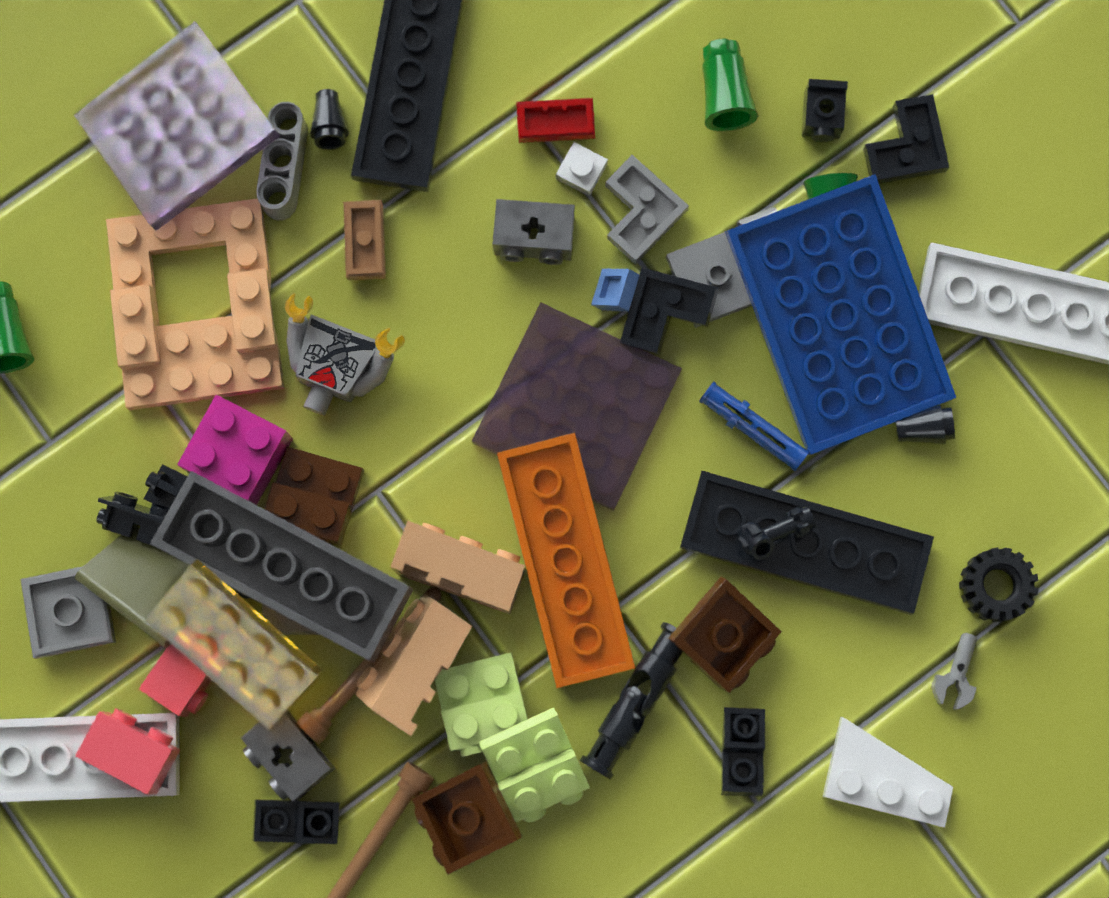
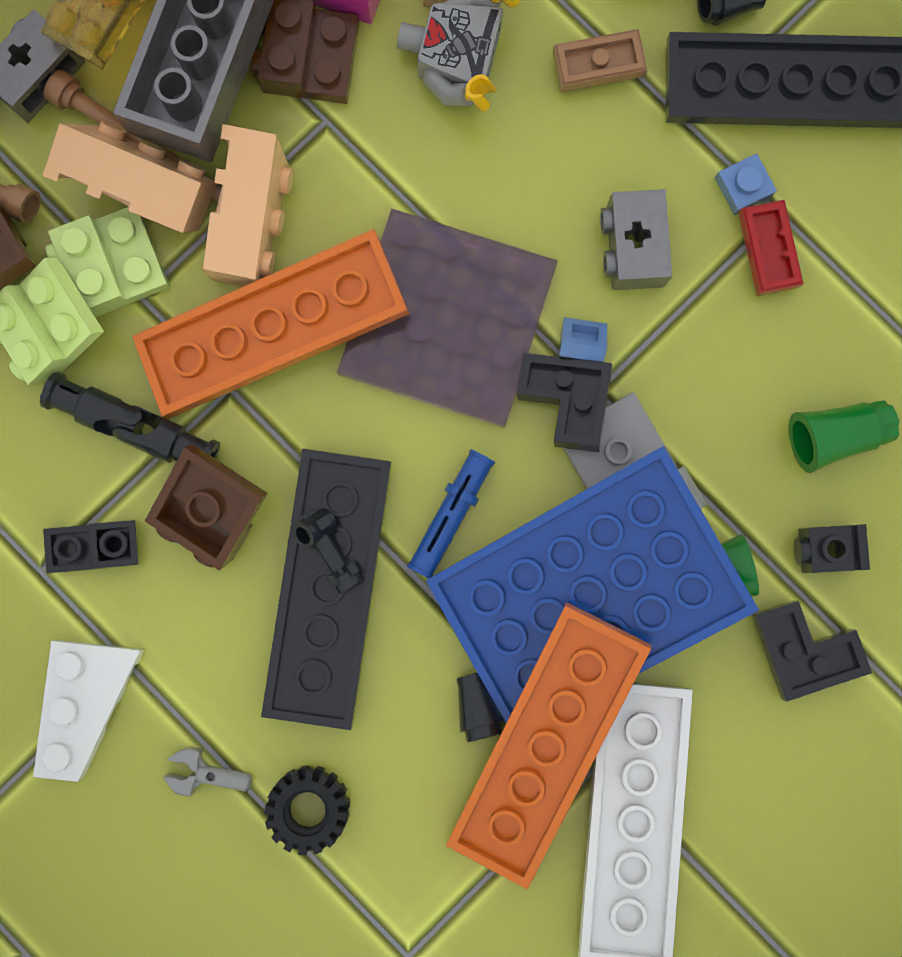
camera: 80 degrees right, 5 degrees up
(494, 132) = (745, 183): none -> medium blue plate
(581, 169) = (719, 286): white plate -> none
(652, 208) = (686, 369): light grey plate -> none
(966, 367) = (548, 744): none -> orange plate

